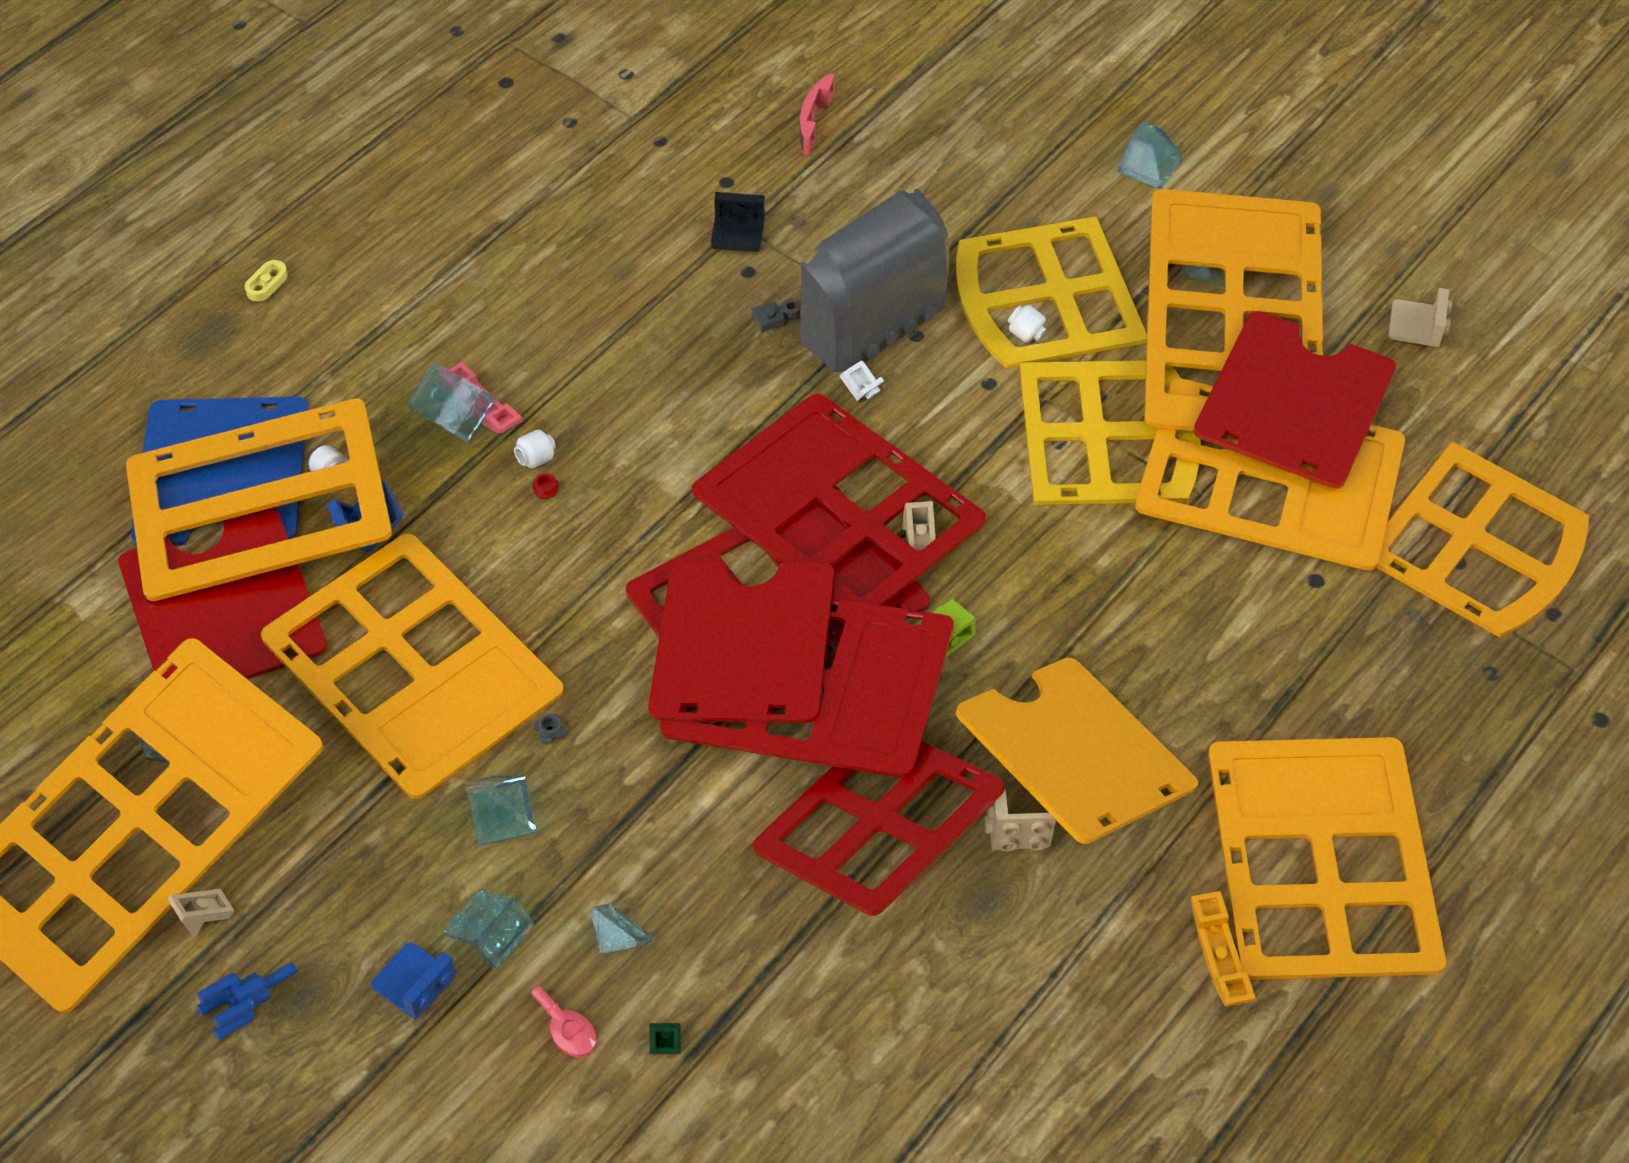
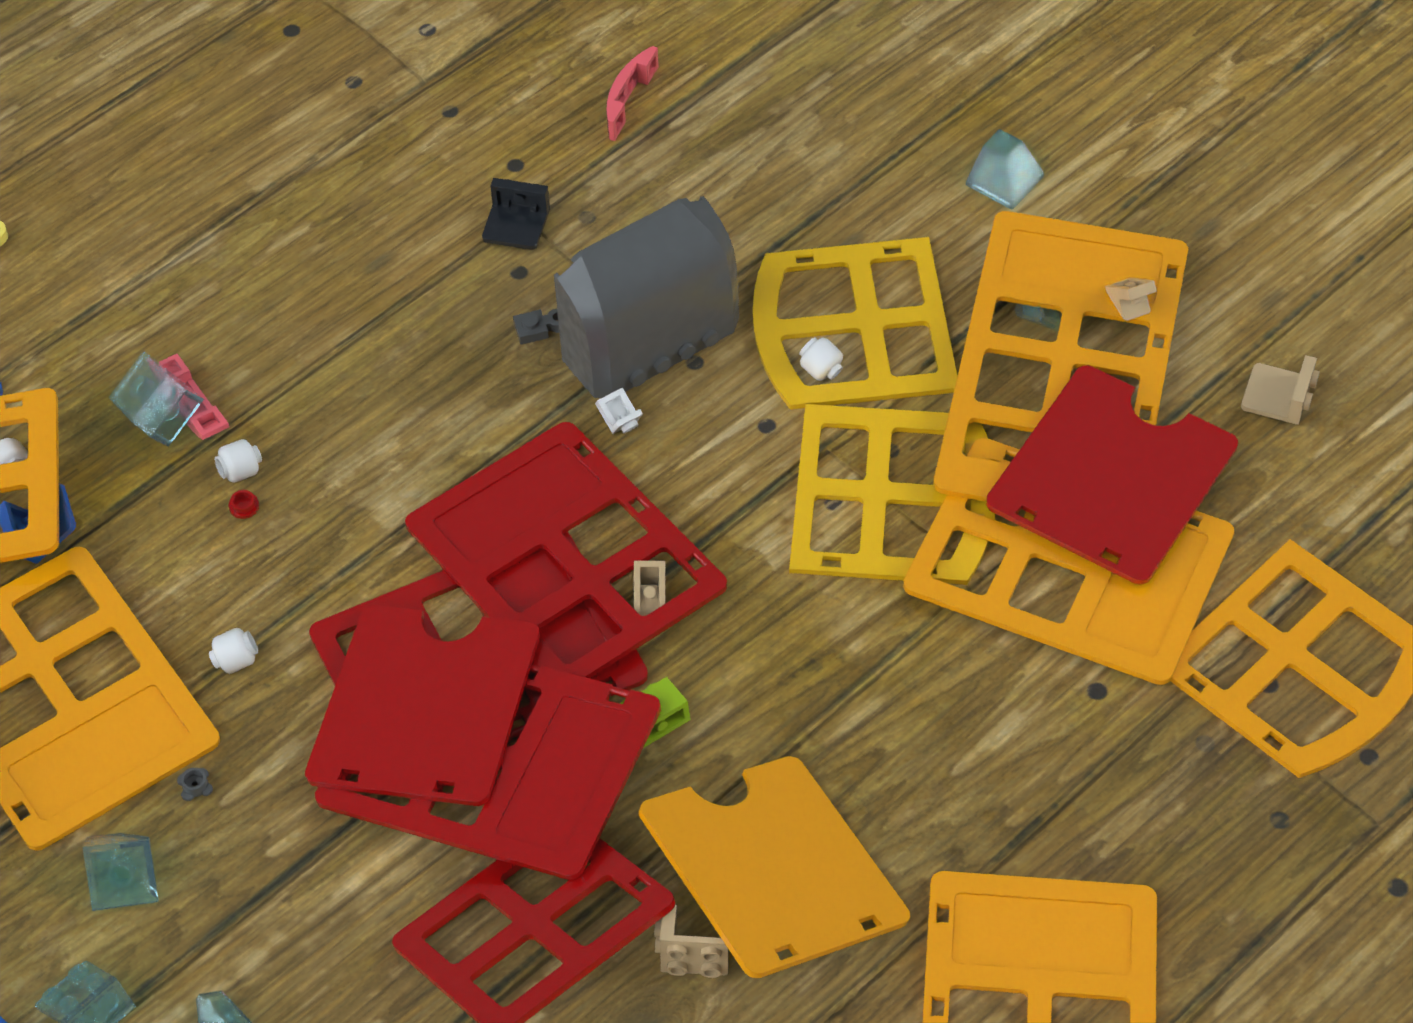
camera: 10 degrees right, 0 degrees up
(562, 611) = (233, 650): none -> white head
(1283, 250) = (1131, 296): none -> tan slope

